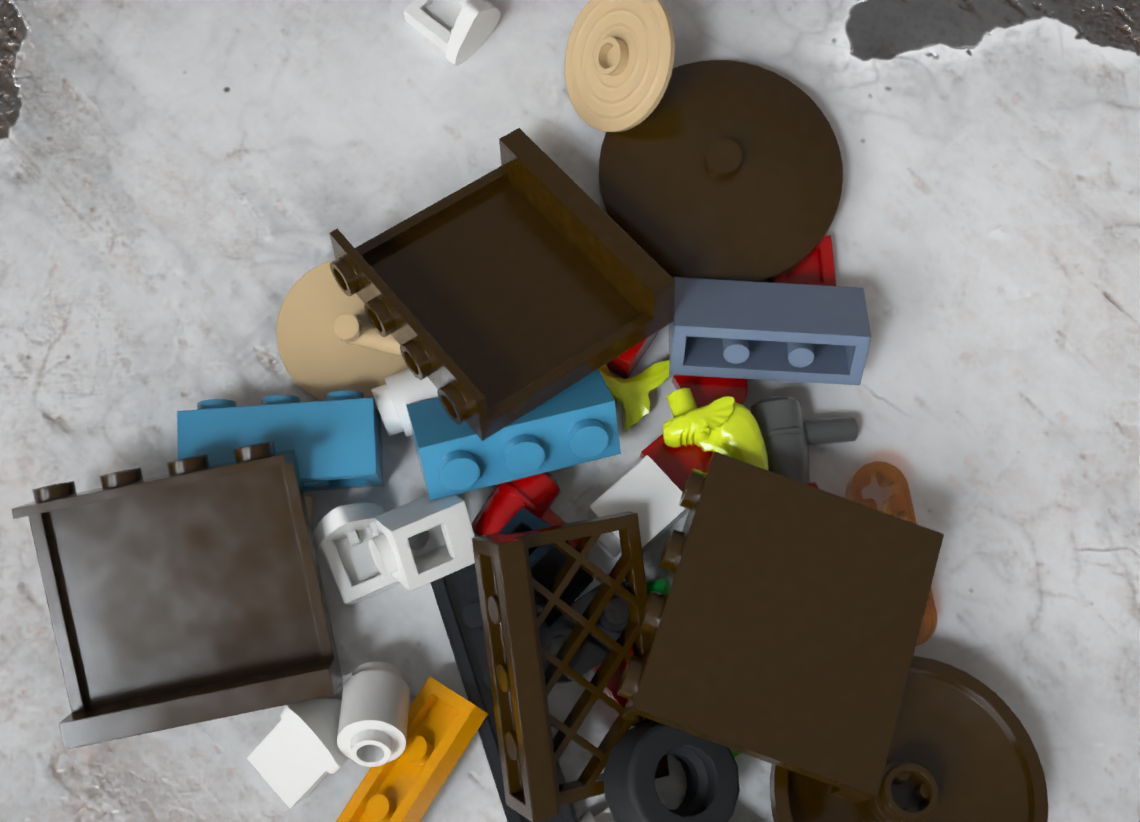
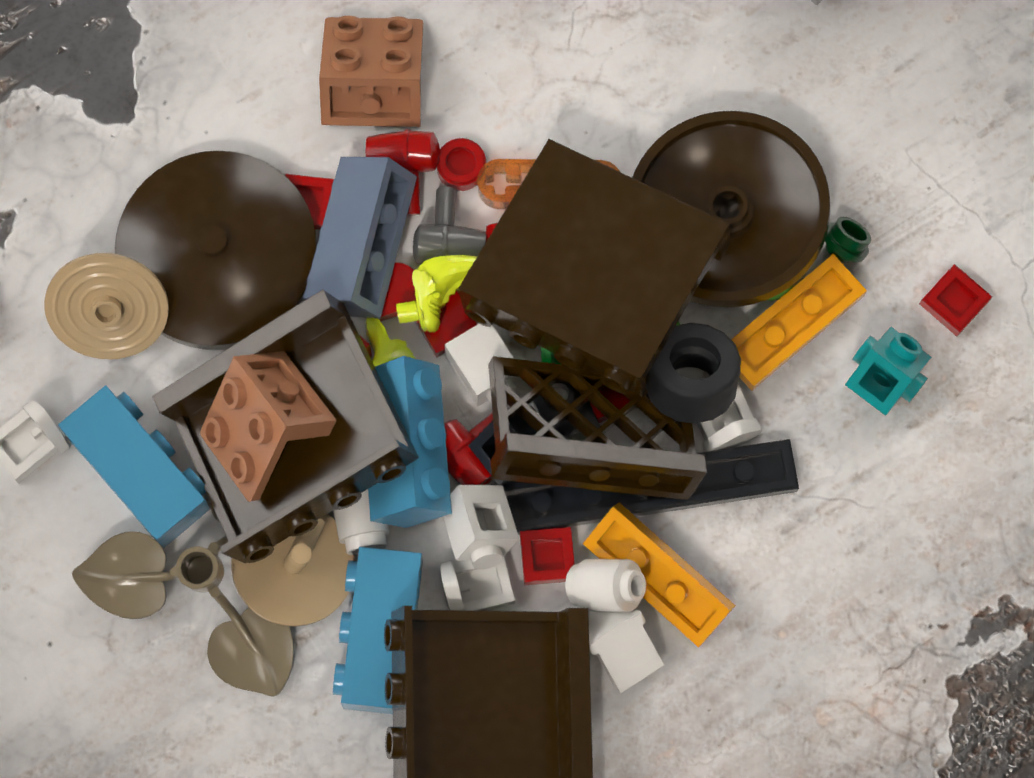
camera: 80 degrees left, 0 degrees up
(302, 154) = (128, 579): none -> dark tan plant
(410, 634) = (546, 555): none -> red tile
(438, 130) = (136, 465): none -> dark azure brick
(514, 247) = (256, 413): none -> nougat bracket
(888, 373) = (412, 150): none -> red piece
(892, 438) = (460, 164): none -> red tile
(983, 308) = (371, 71): none -> nougat bracket

